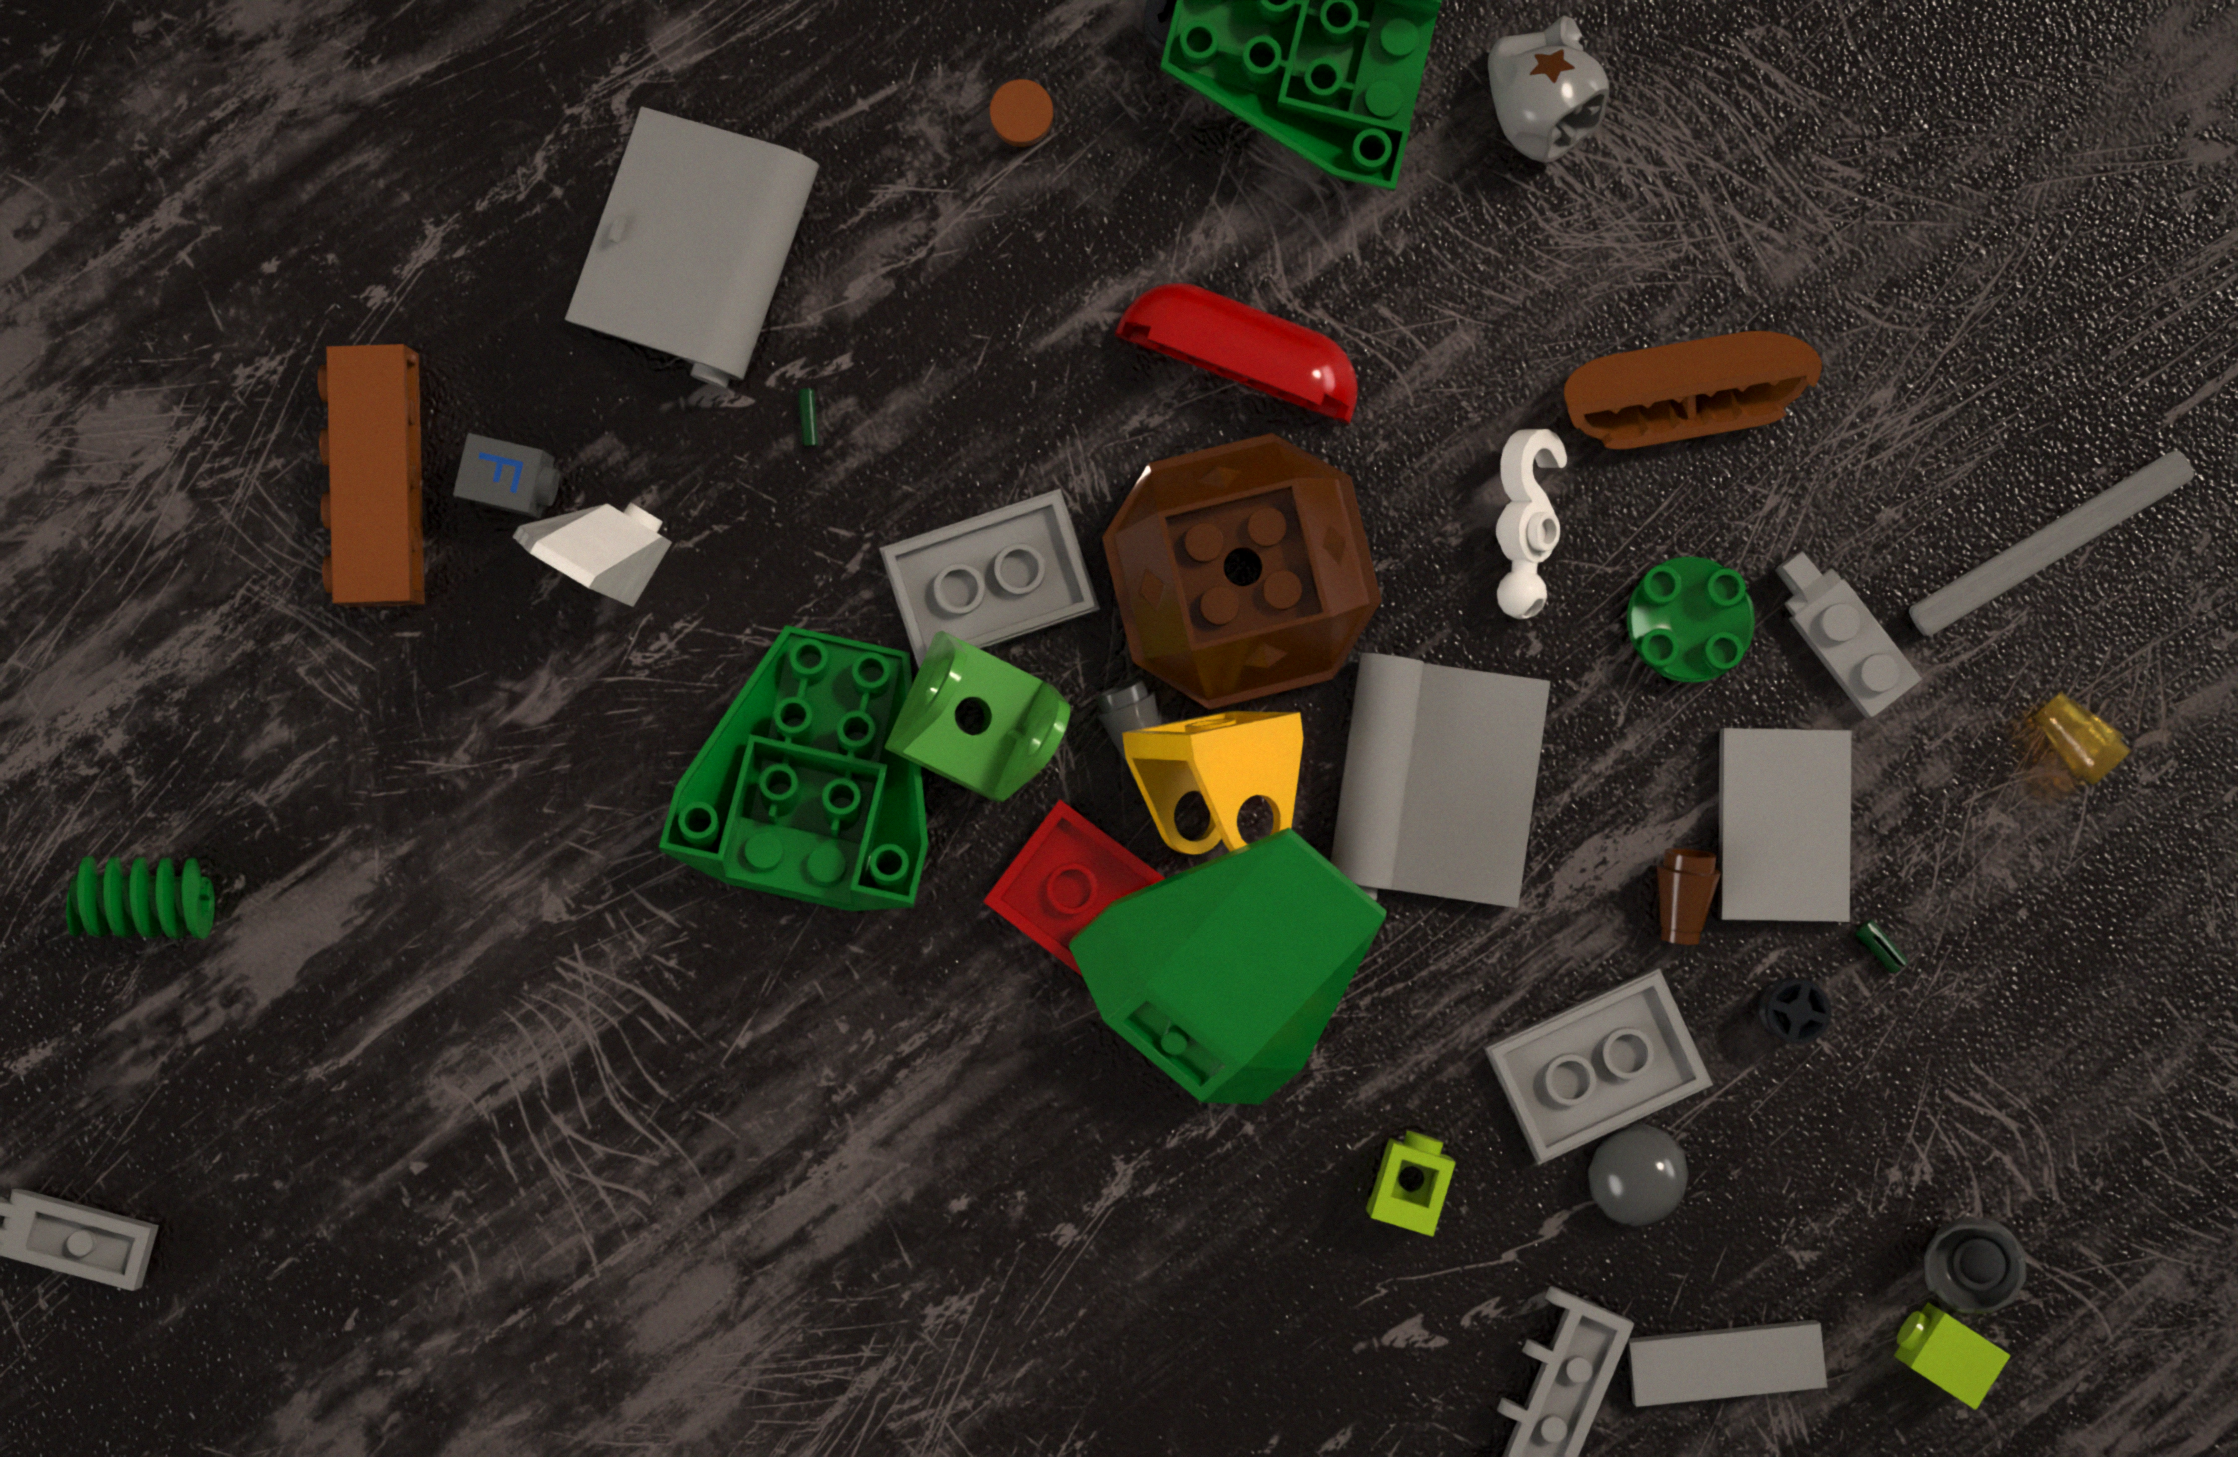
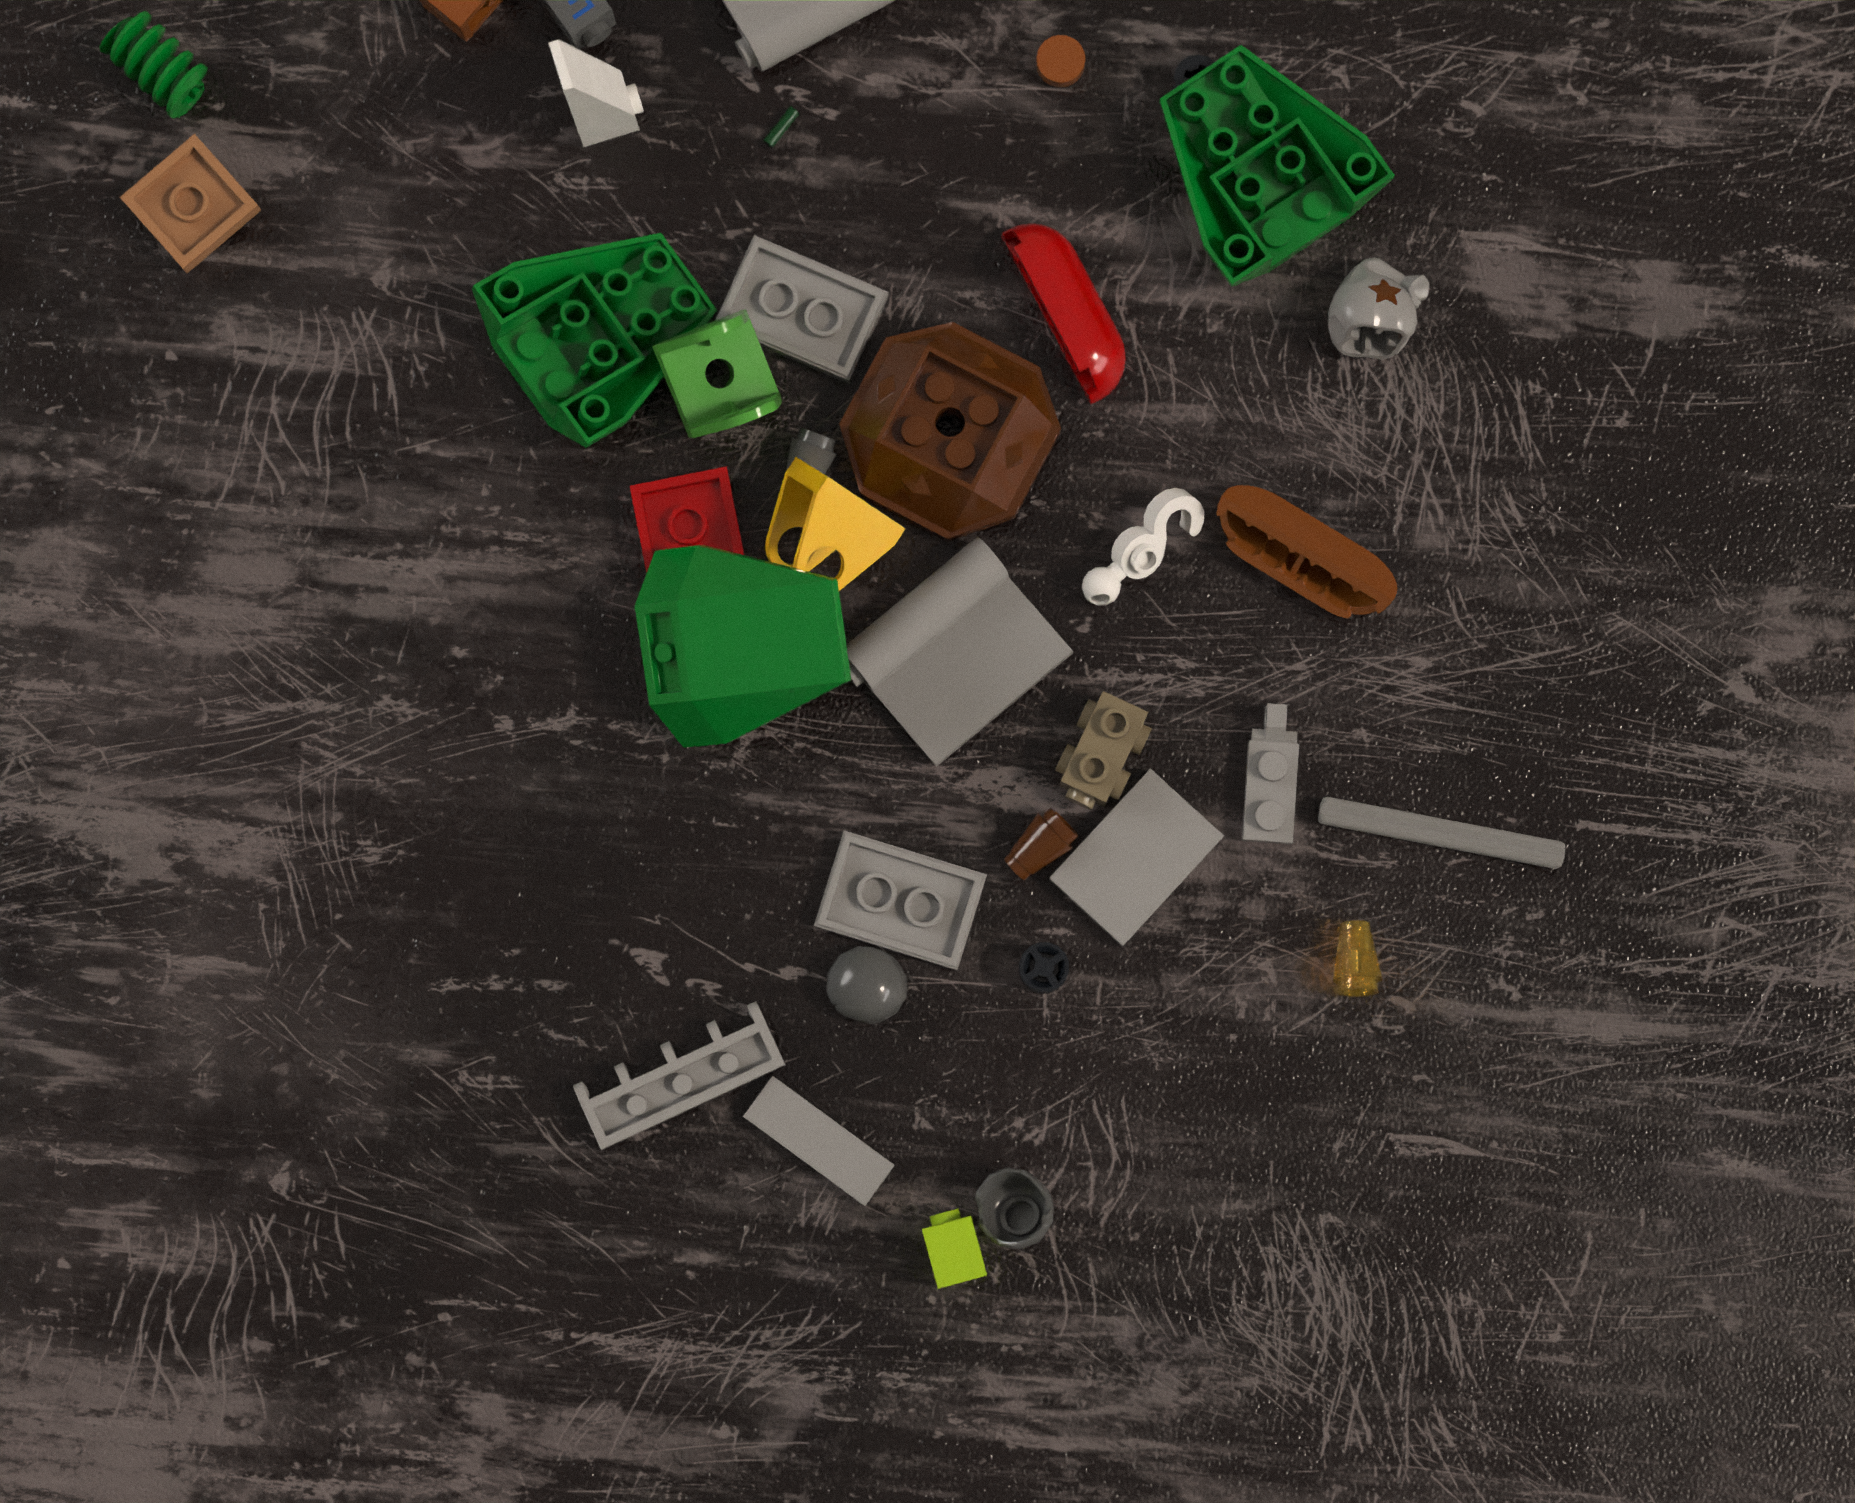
camera: 45 degrees right, 5 degrees down
(301, 1005) = (190, 203): none -> medium nougat plate
(1414, 1207) = (709, 867): lime brick -> none
(1666, 753) = (1096, 764): none -> dark tan brick
(1691, 619) = (1188, 688): green dish -> none
(1866, 933) = (1133, 964): dark green piece -> none

